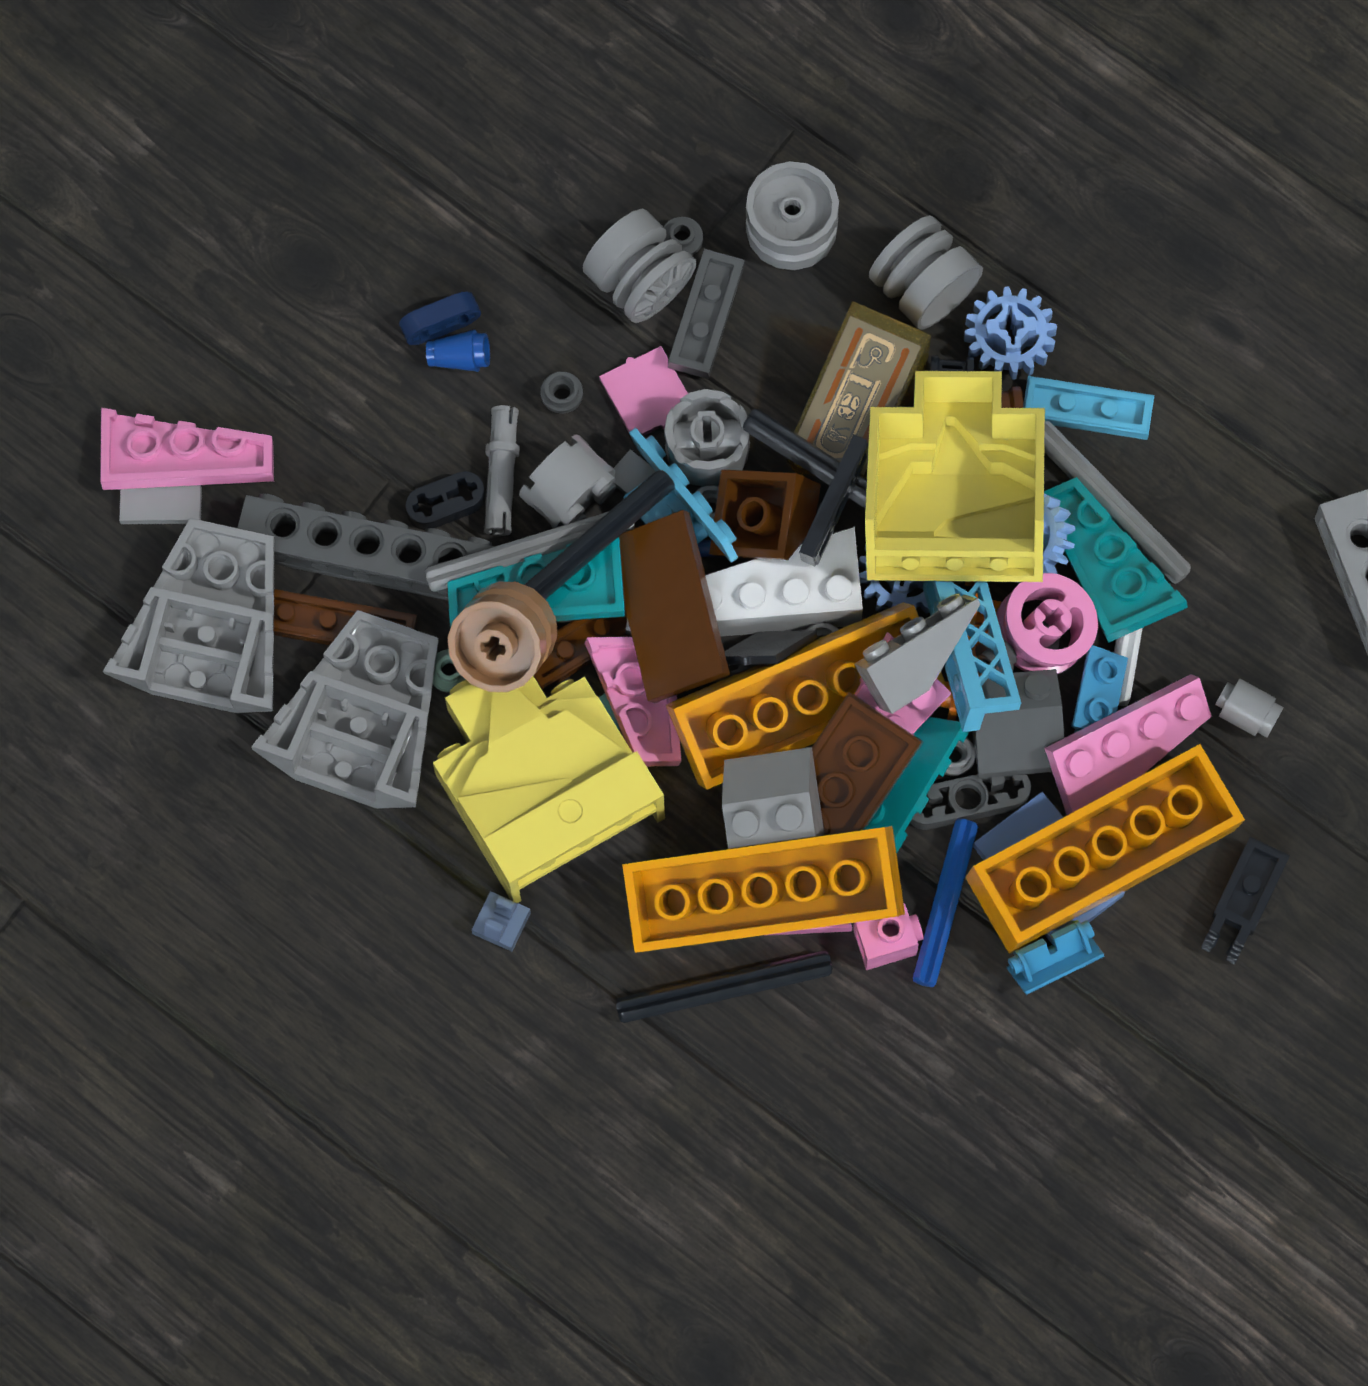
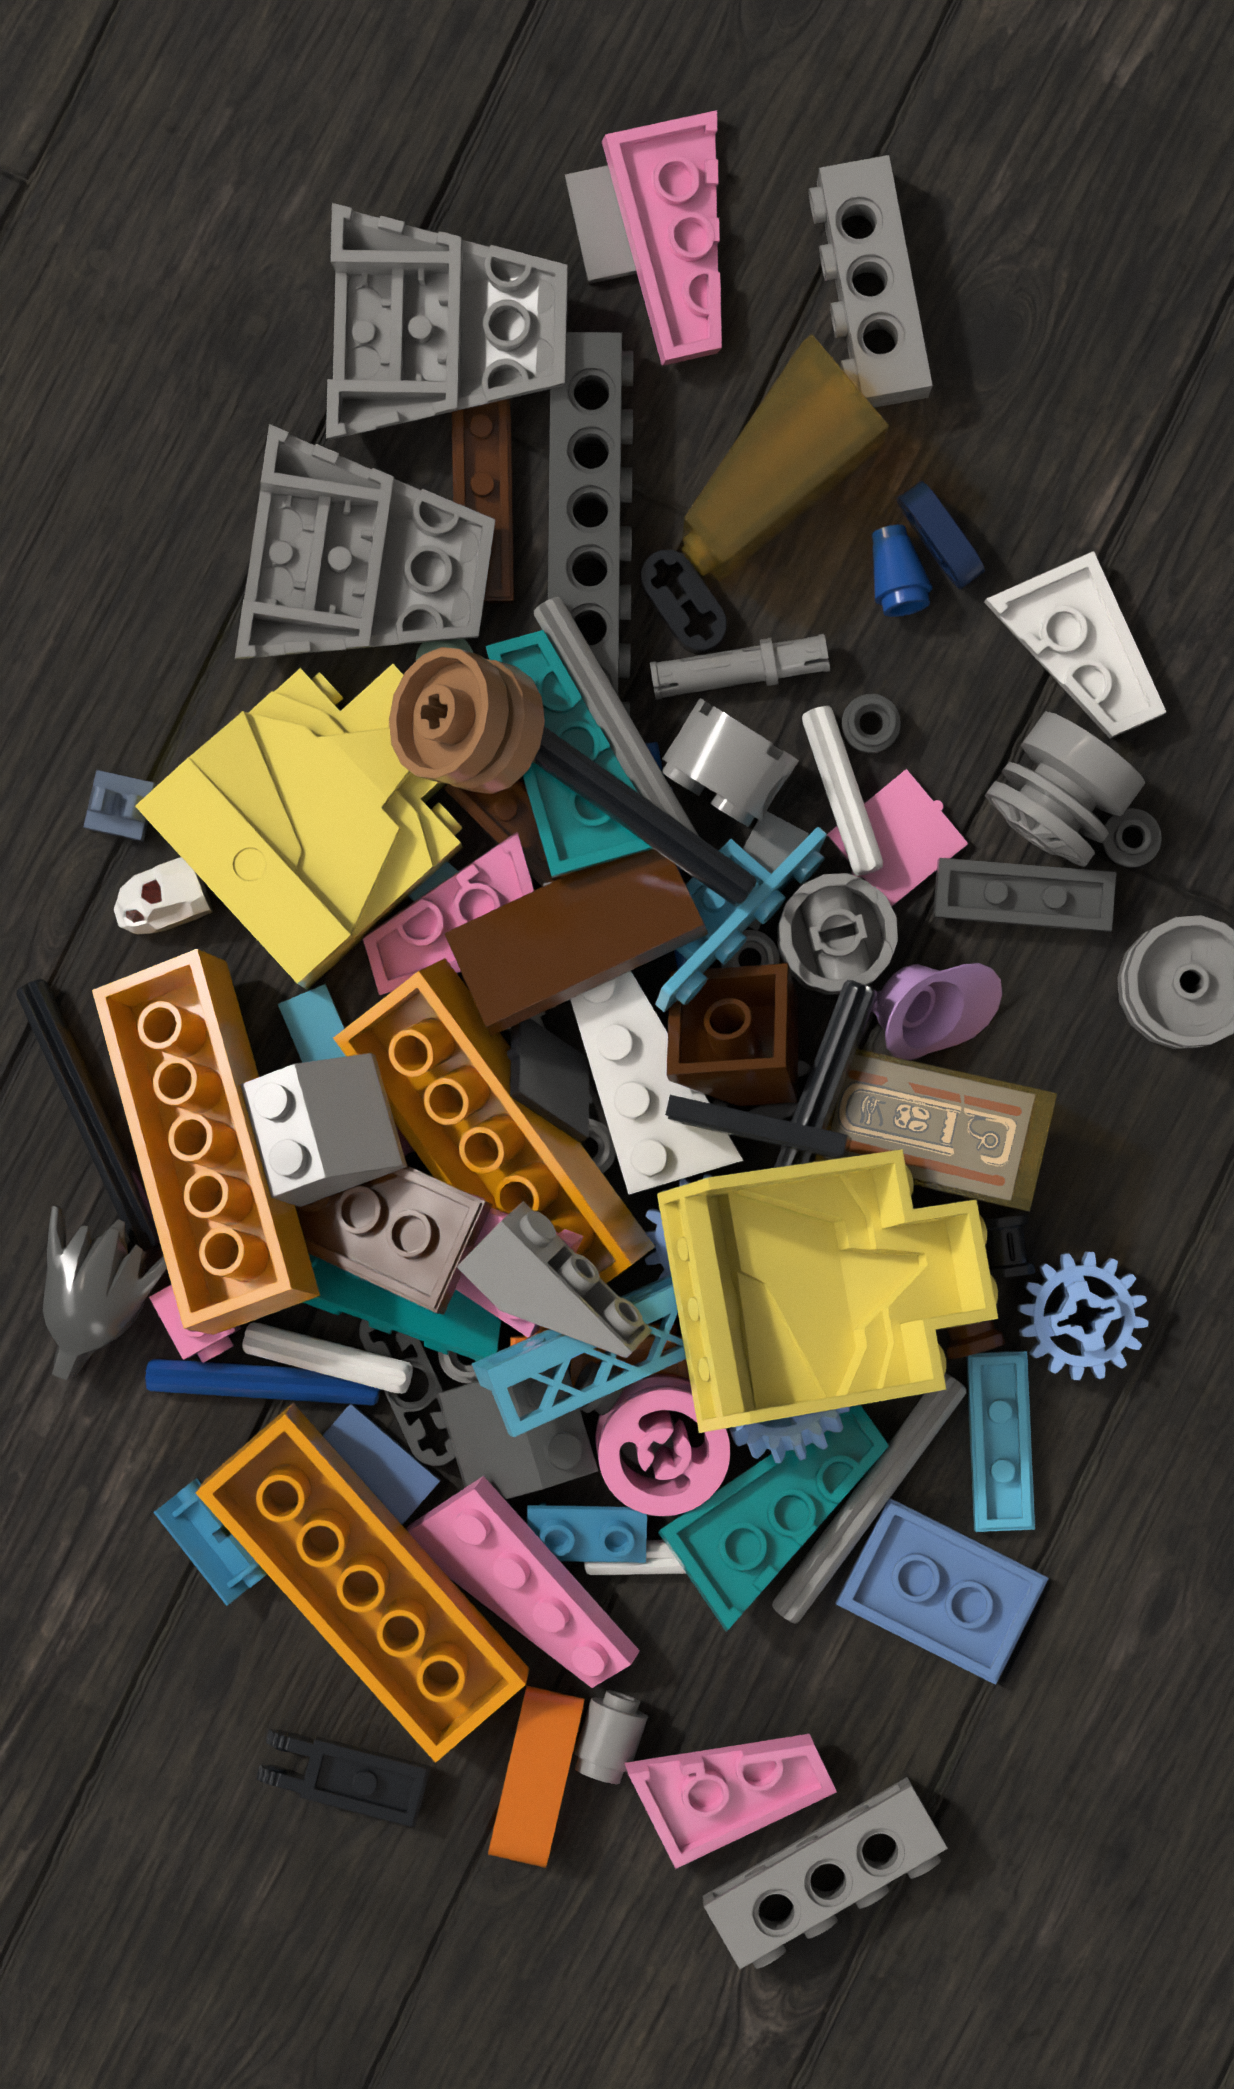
camera: 80 degrees right, 15 degrees up
(233, 313) = (869, 191): none -> light grey brick
(360, 402) = (787, 457): none -> clear yellow slope
(537, 240) = (1083, 642): none -> white wing
(576, 900) = (162, 898): none -> white rock
(605, 418) = (842, 790): none -> white axle
(695, 815) = (313, 1024): none -> medium azure piece
(772, 383) = (935, 1008): none -> lavender piece
(854, 1001) = (92, 1290): none -> dark grey piece
(925, 272) = (1139, 1183): light grey wheel -> none
(937, 848) = (327, 1358): none -> white axle
(1186, 467) = (941, 1590): none -> medium blue tile
(1269, 765) = (536, 1776): none -> orange beam
(1303, 634) = (727, 1792): none -> bright pink wing

